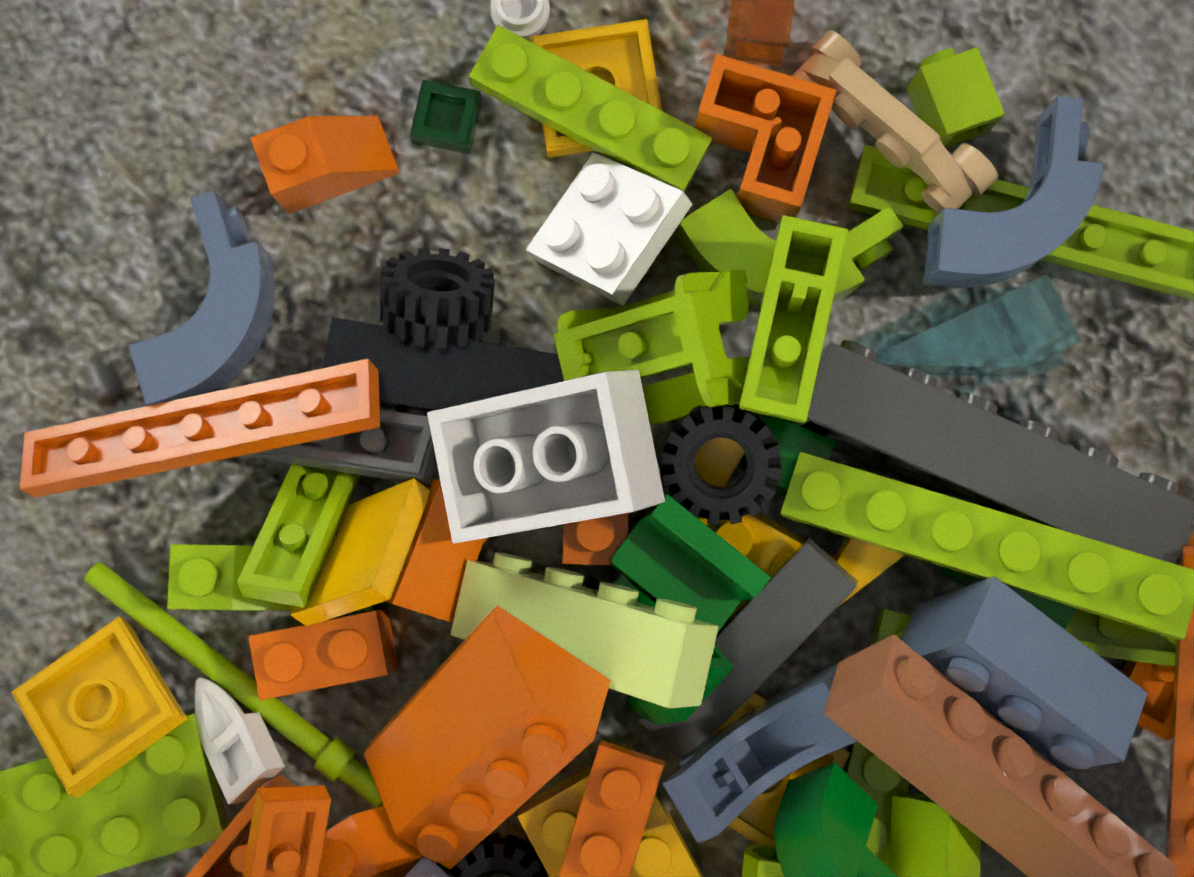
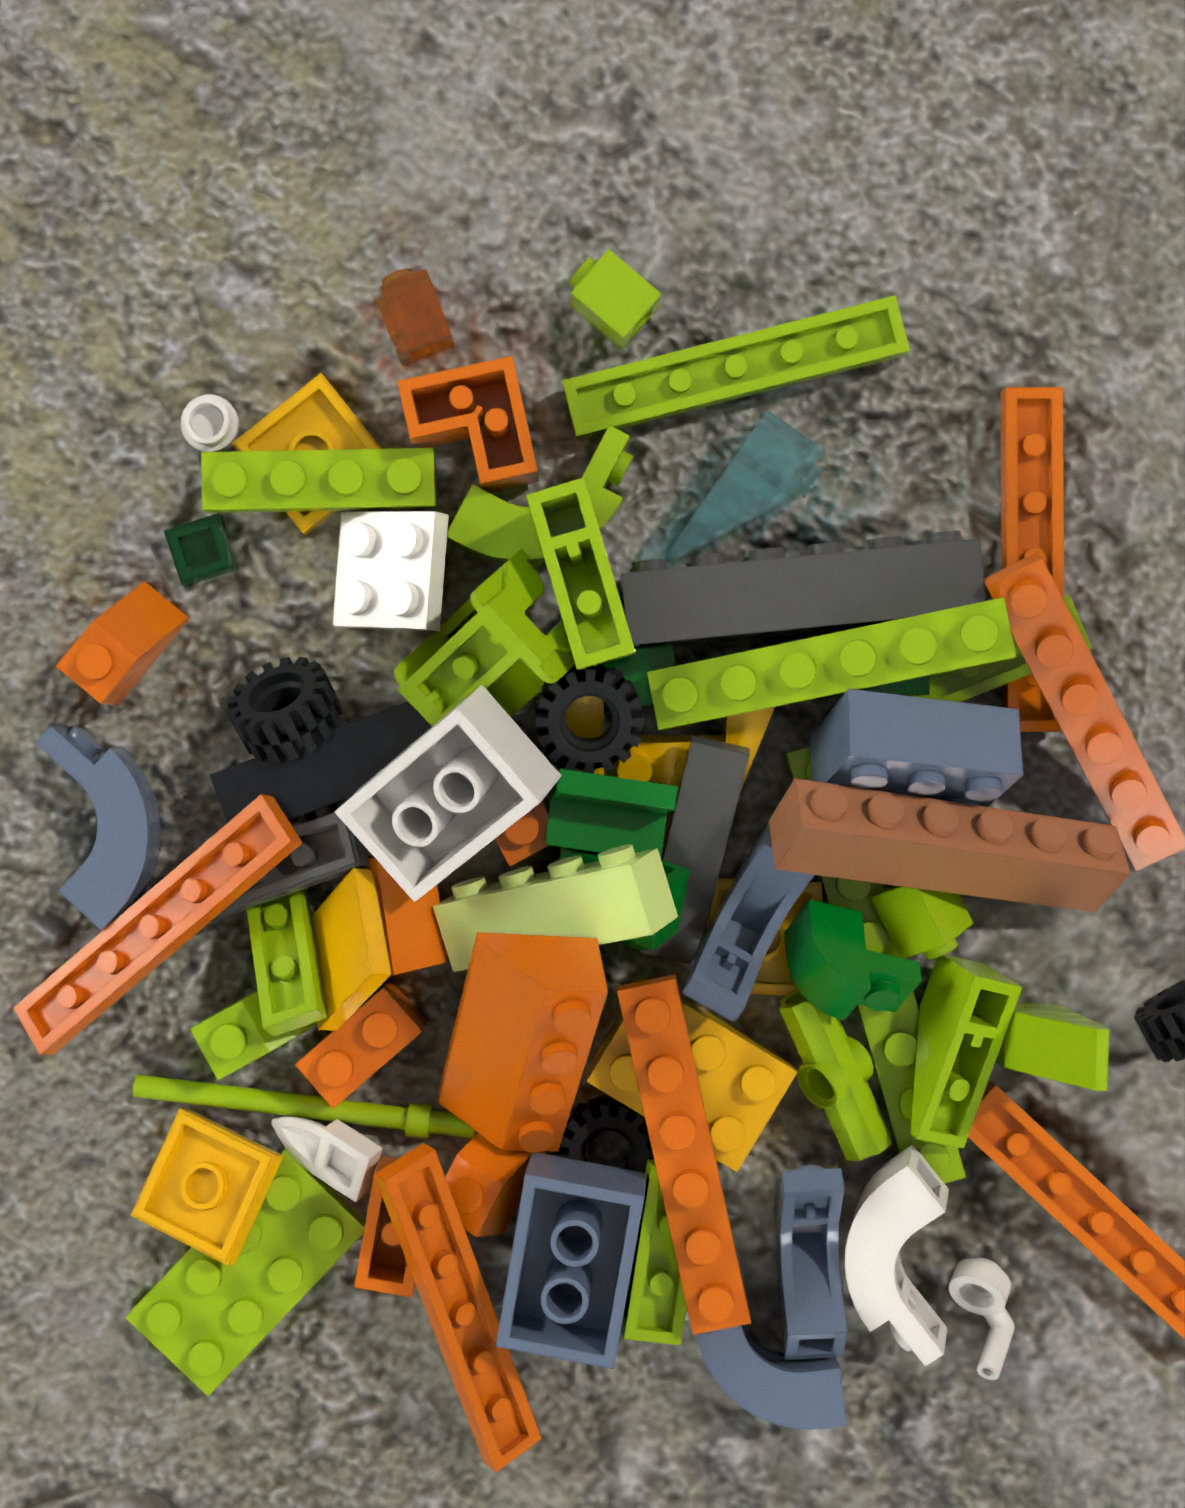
camera: 30 degrees left, 5 degrees up
(898, 131) = (590, 366): tan plate -> none
(991, 247) = (714, 411): sand blue arch -> none

